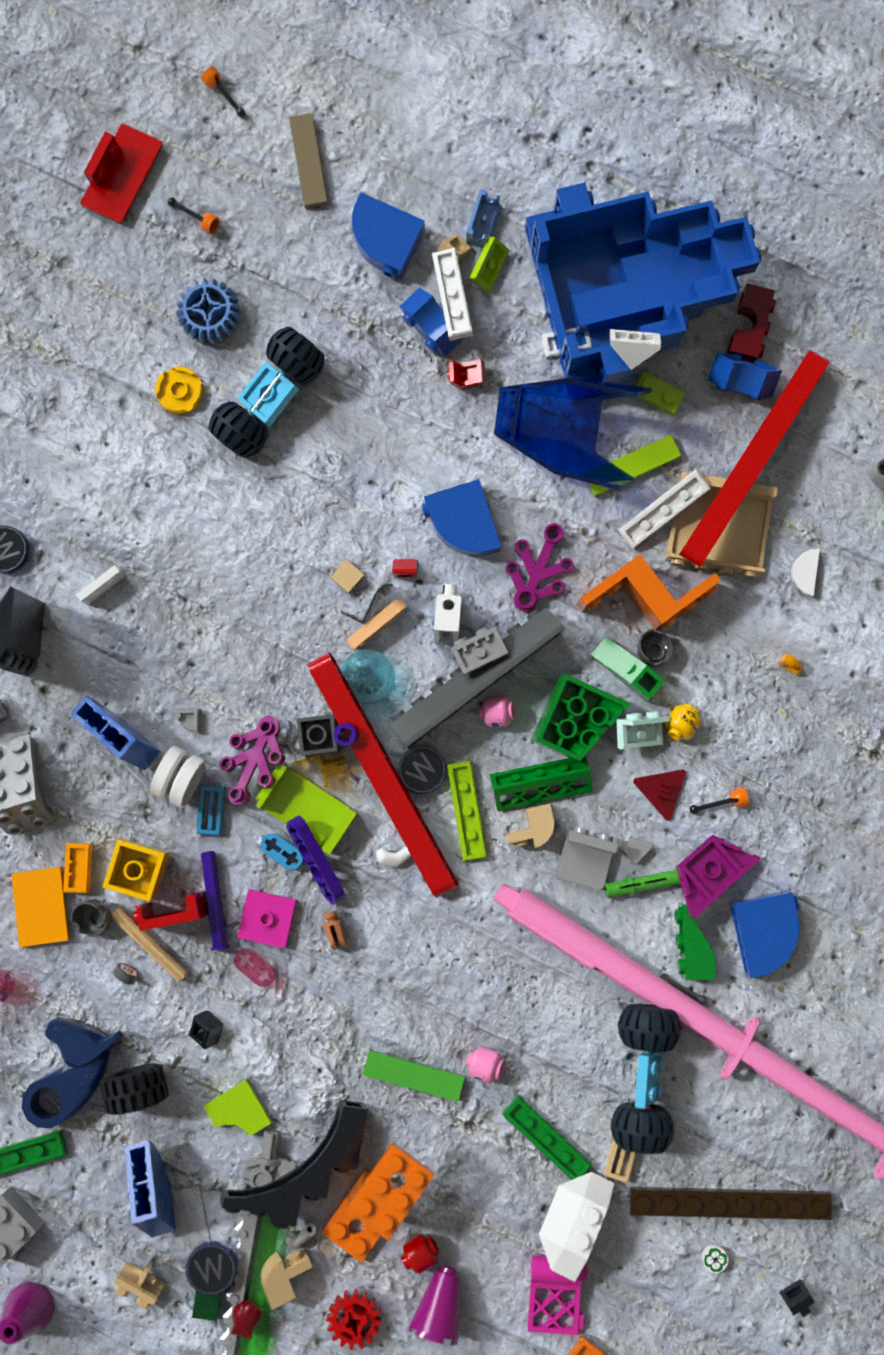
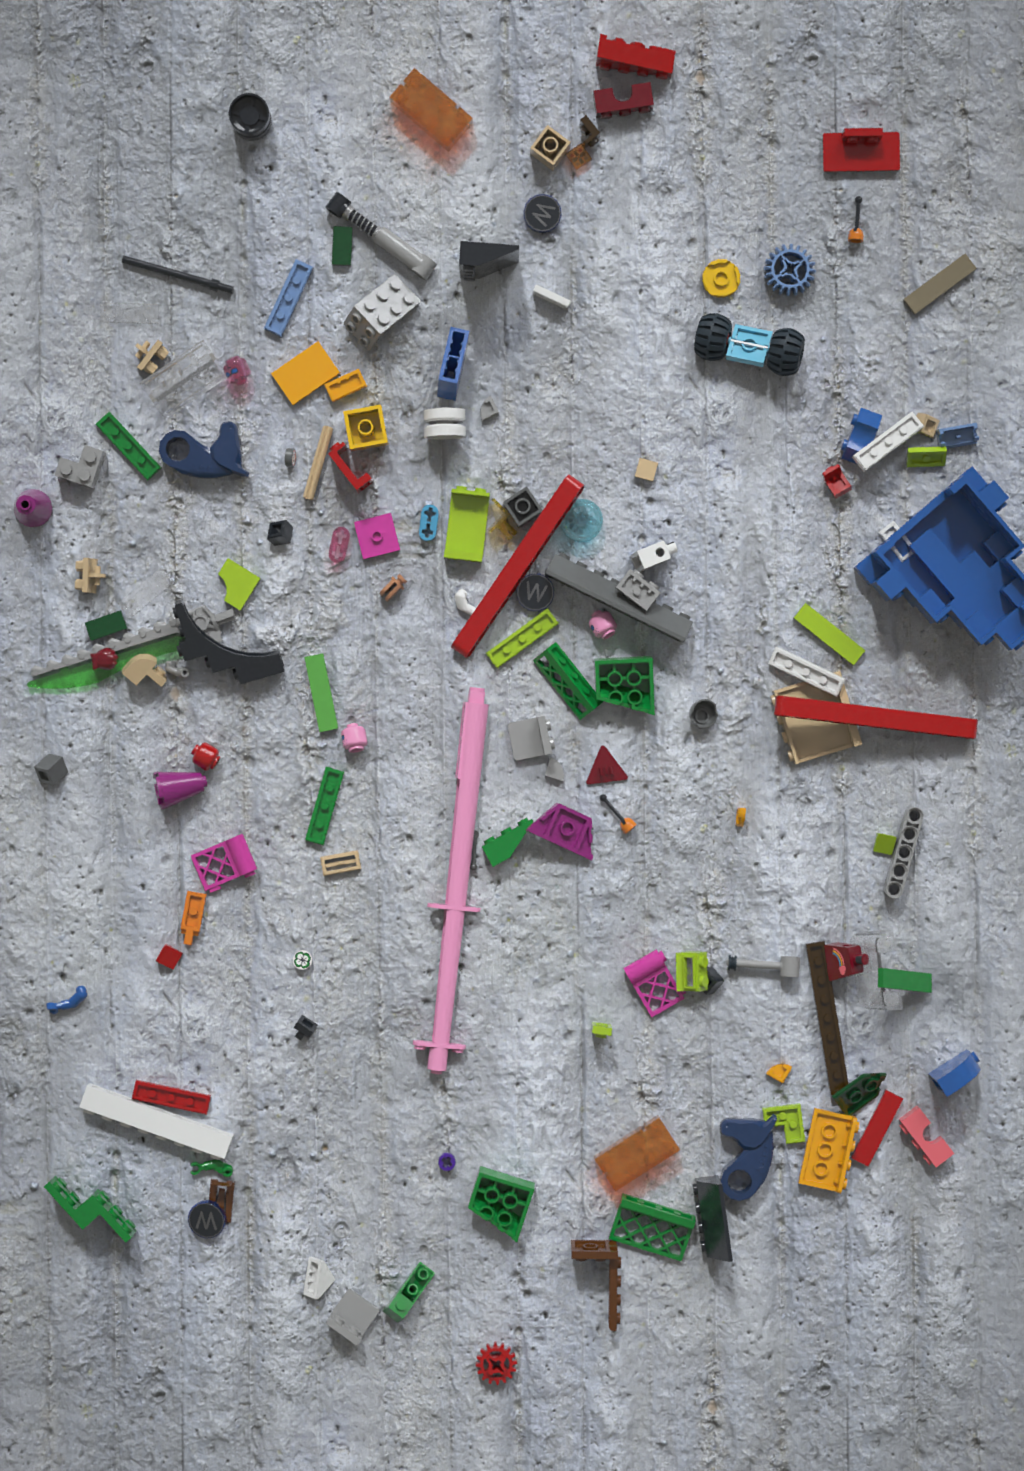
camera: 60 degrees right, 5 degrees up
(91, 917) = (316, 413): dark grey hair -> none
(134, 1089) = (218, 504): black tyre -> none
(149, 1190) = (157, 549): blue brick -> none
(211, 1268) = (125, 618): black tile -> none
(212, 79) = (966, 182): hinge -> none
(214, 901) = (370, 492): dark purple axle -> none
(220, 810) = (438, 463): dark azure tile -> none
(255, 757) = (485, 470): magenta plant -> none
(315, 860) = (435, 549): dark purple beam -> none
(339, 730) = (533, 520): dark purple bush -> none
(346, 1328) = (145, 739): red gear -> none
(371, 607) = (636, 498): clear smoke piece -> none
(376, 624) = (622, 508): light nougat beam -> none
(378, 1202) = (227, 708): orange bracket -> none
(385, 235) = (910, 370): blue brick -> none
(404, 568) = (672, 507): red slope -> none
(463, 519) = (728, 531): blue brick -> none
(537, 572) = (717, 603): magenta plant -> none
(540, 827) = (537, 695): tan brick -> none
(559, 426) = (826, 569): clear blue windscreen -> none
(575, 1222) = (280, 849): white wedge -> none
(613, 889) = (545, 803): bright green pin -> none
(628, 669) = (679, 701): slope -> none
(634, 346) = (905, 590): white slope -> none
(640, 731) = (639, 732): light aqua bracket -> none
(641, 1124) = (369, 865): black plate -> none
(648, 593) = (739, 689): orange bracket -> none
(662, 394) = (892, 626): lime plate -> none
(683, 722) = (660, 759): yellow head -> none
(730, 1203) = (344, 952): dark brown plate -> none
(754, 379) = (932, 680): blue brick -> none
(755, 304) = (992, 666): dark red arch -> none
(766, 931) = (543, 887): blue brick -> none
(805, 571) = (813, 794): white tile -> none

